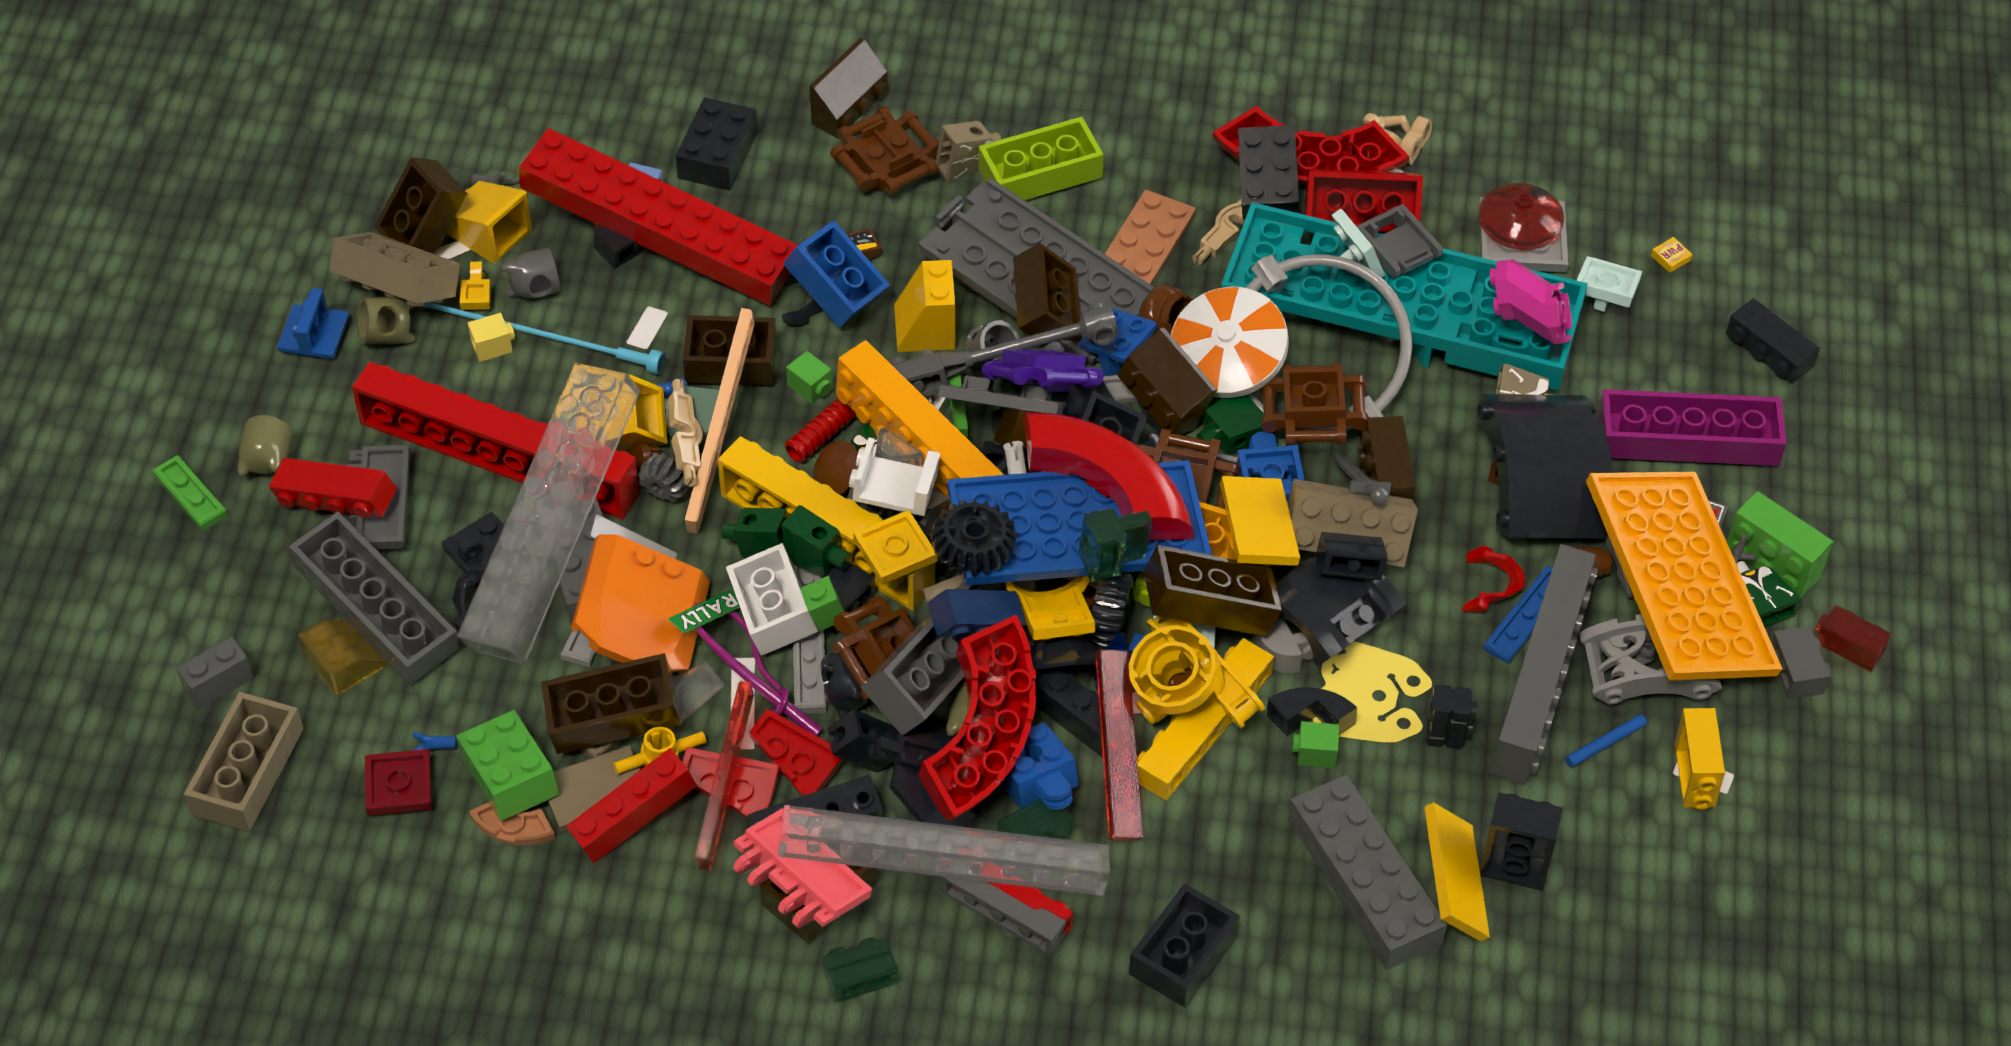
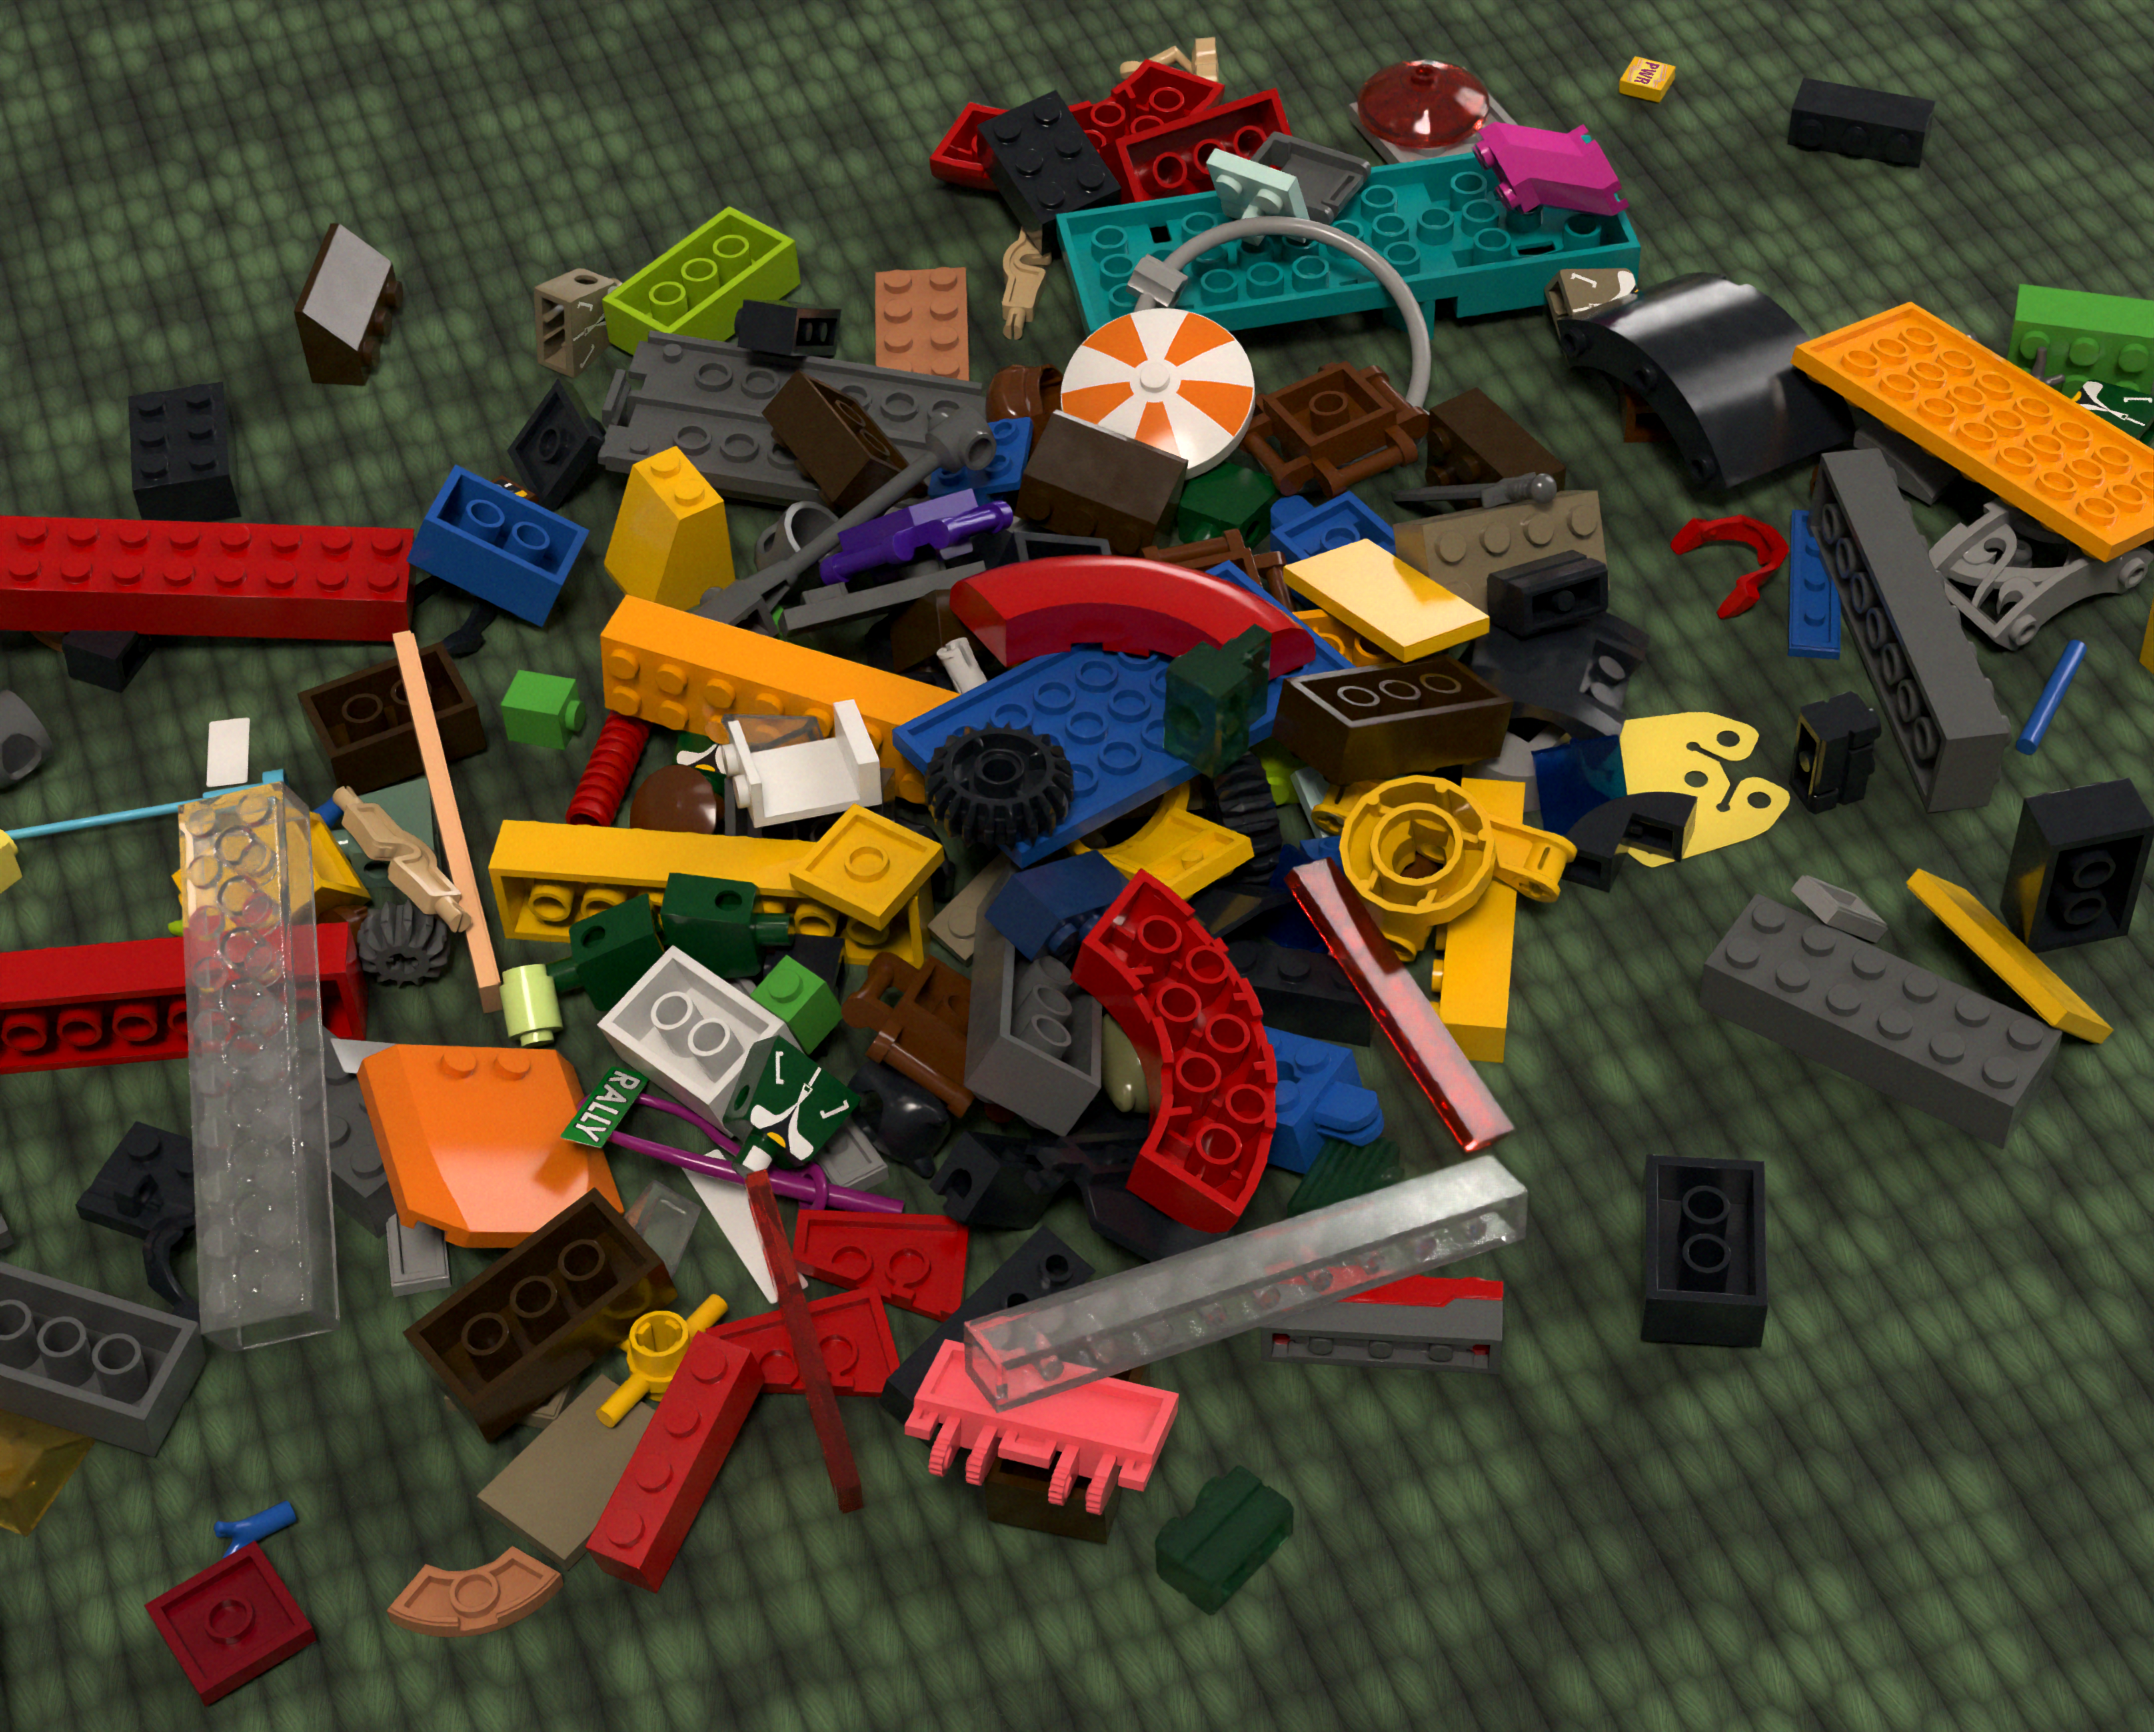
camera: 25 degrees left, 5 degrees down
(507, 765) = (416, 1499): bright green brick -> none
(705, 540) = (530, 1005): none -> yellowish green brick
(783, 655) = (783, 1107): none -> dark green torso
(885, 153) = (458, 371): reddish brown brick -> none
(906, 224) = (556, 445): none -> black hinge
(1066, 208) = (787, 327): none -> black brick
(1301, 667) = (1577, 779): none -> clear blue piece
(1316, 744) = (1670, 878): bright green brick -> none
(1388, 803) = (1839, 908): none -> light grey tile
(1609, 282) = (1616, 132): light aqua hinge -> none
(1693, 427) = (1864, 251): magenta brick -> none

